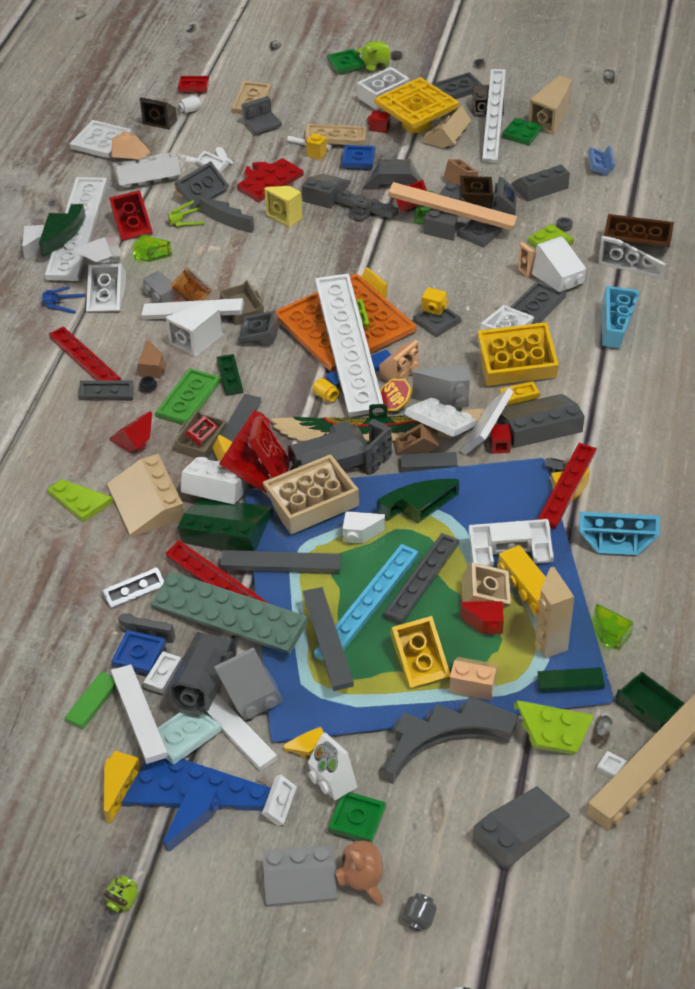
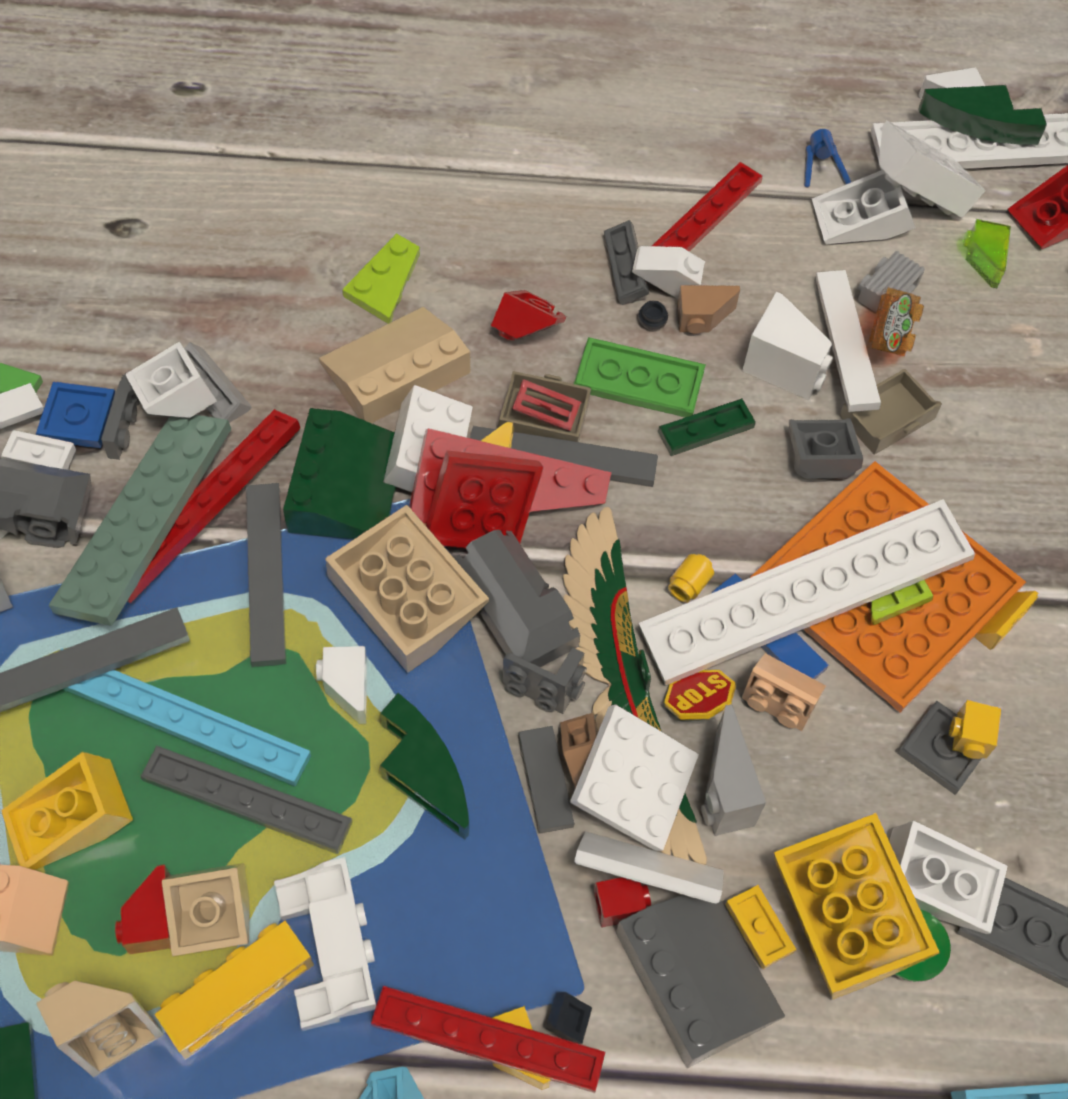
camera: 75 degrees right, 15 degrees up
(124, 366) = (668, 267): none -> white slope
(139, 588) = (171, 384): none -> white slope

